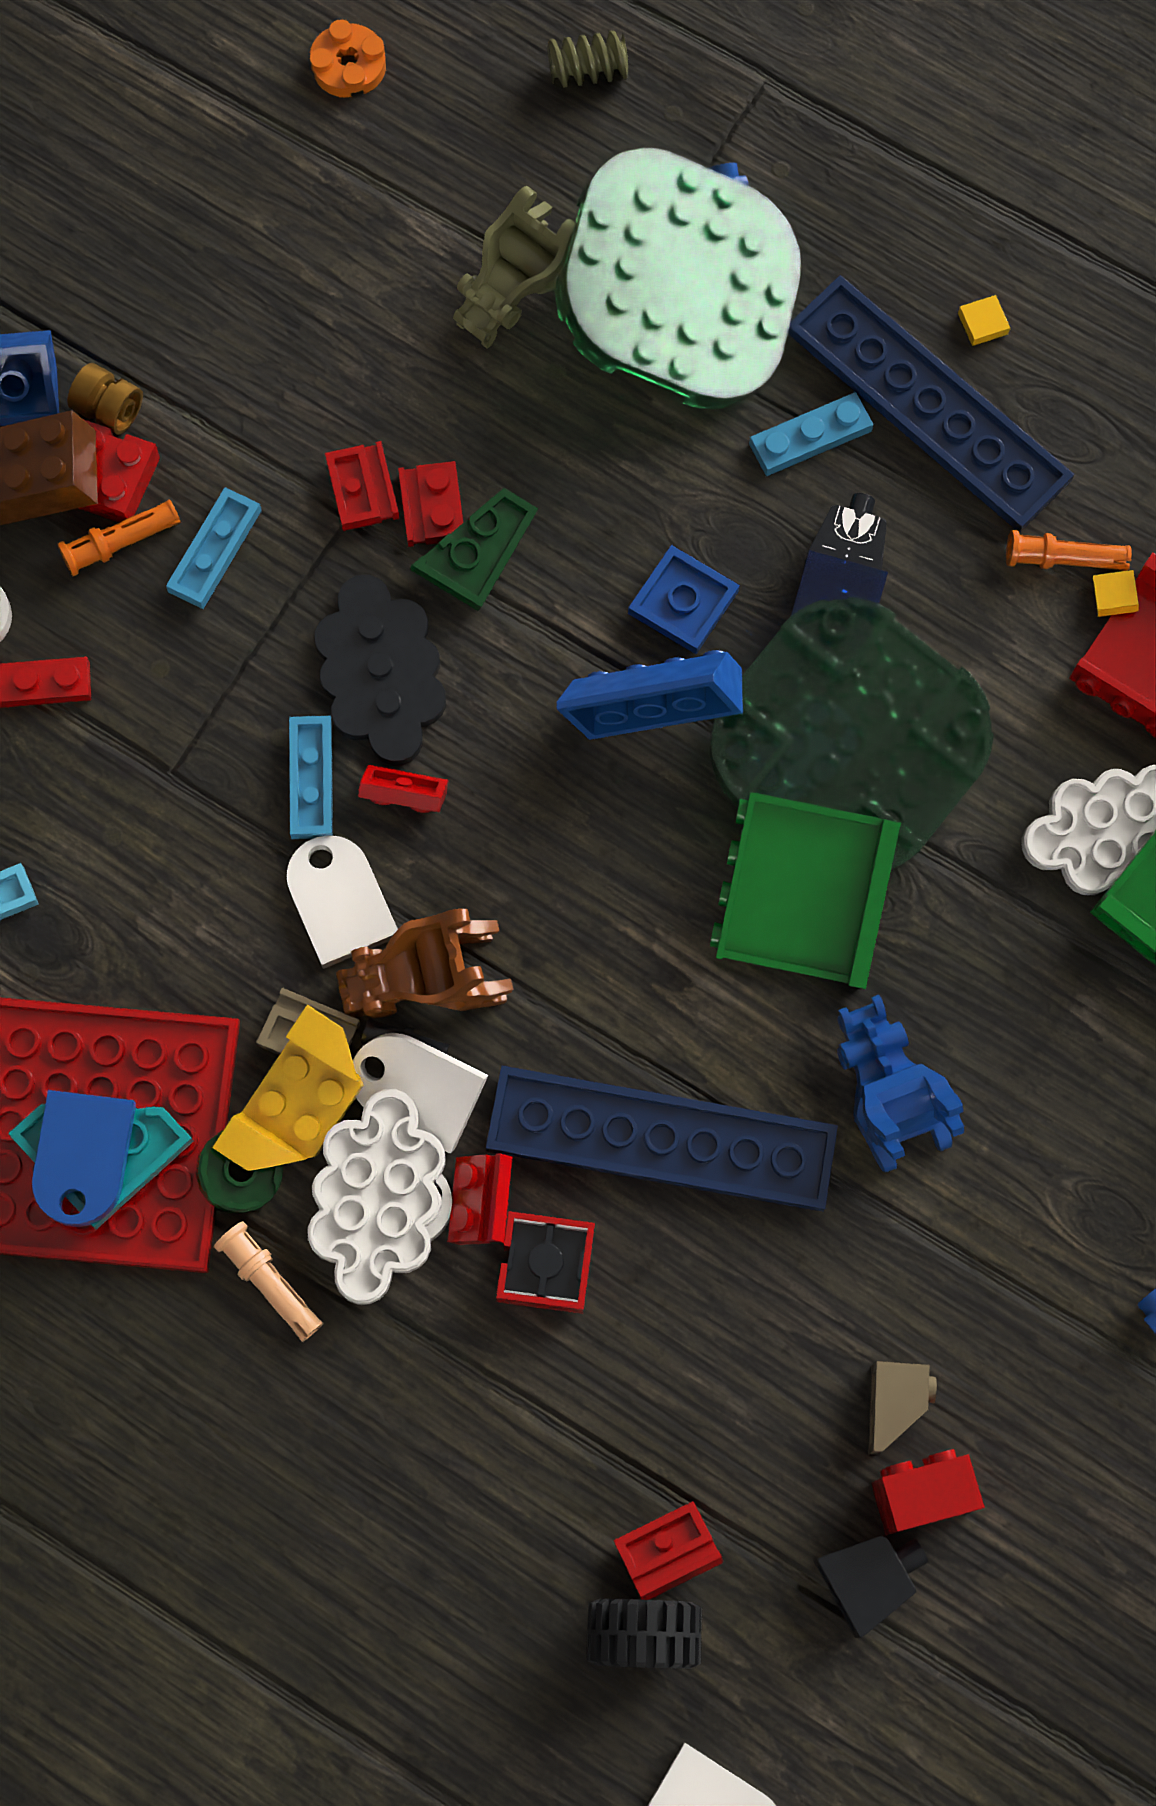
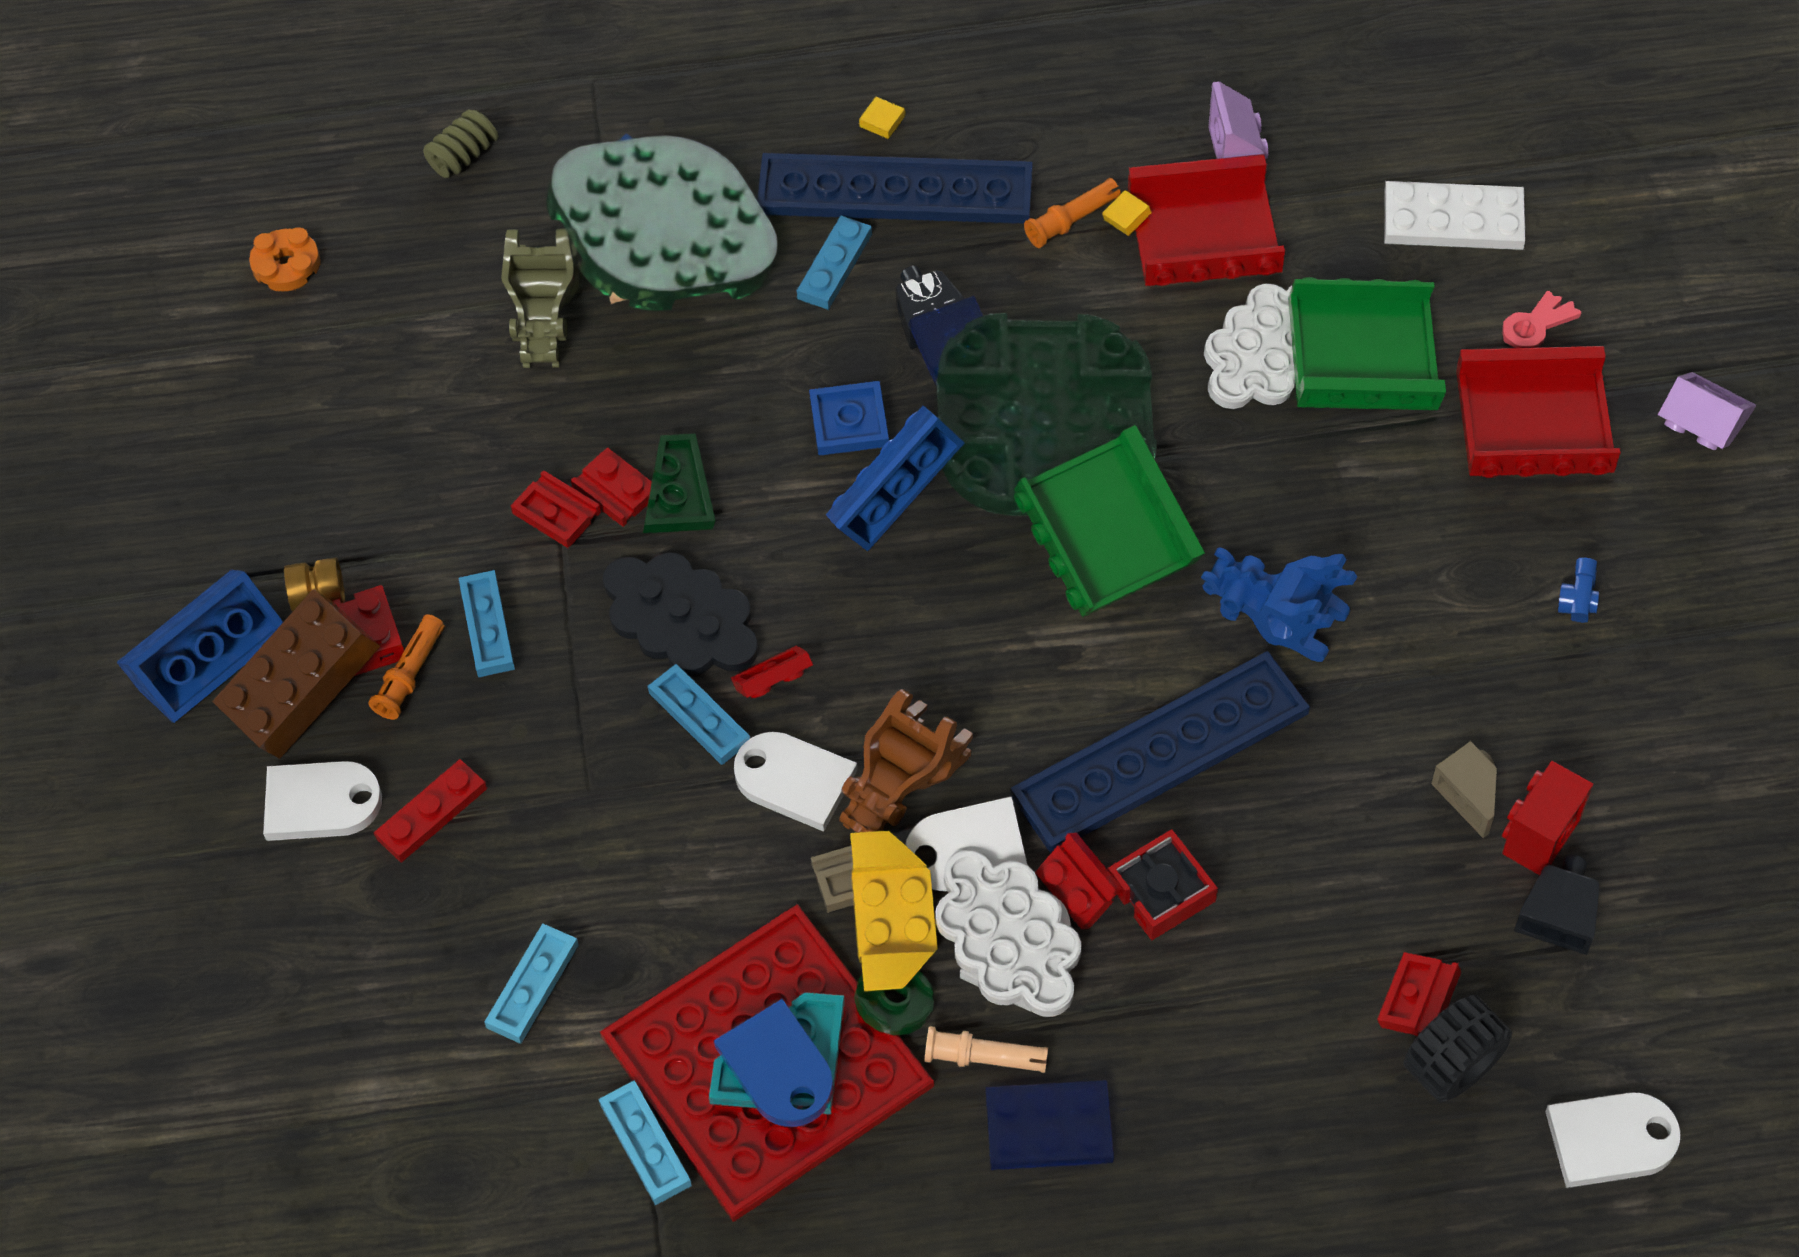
camera: 35 degrees left, 15 degrees down
(265, 1389) = (1049, 1125): none -> clear blue plate

